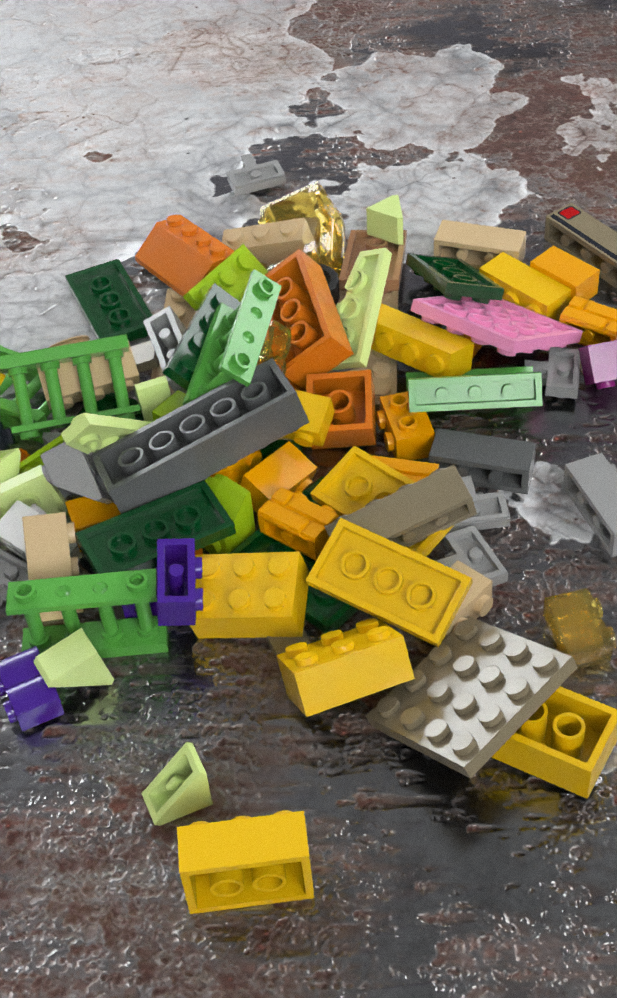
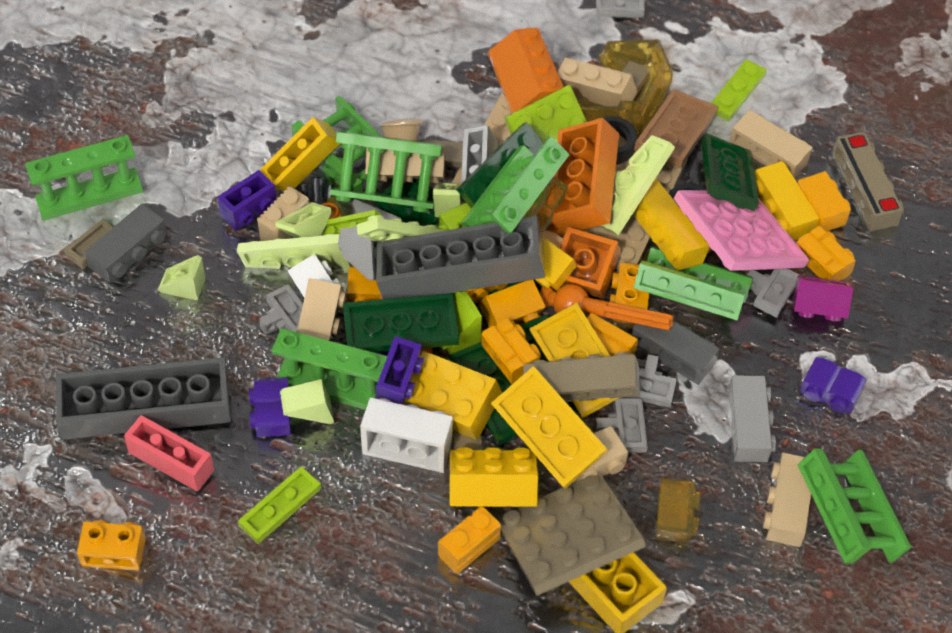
camera: 15 degrees right, 10 degrees up
(82, 801) = (279, 505): none -> lime plate
(109, 301) = (452, 91): dark green plate -> none
(178, 788) = (345, 521): yellowish green slope -> none
(214, 656) = (406, 434): none -> white brick
(245, 862) = (367, 592): yellow brick -> none
(339, 444) = (572, 293): none -> orange piece
(346, 751) = (469, 540): none -> light orange brick
(386, 220) = (702, 94): yellowish green slope -> none
(418, 212) = (738, 89): none -> lime plate

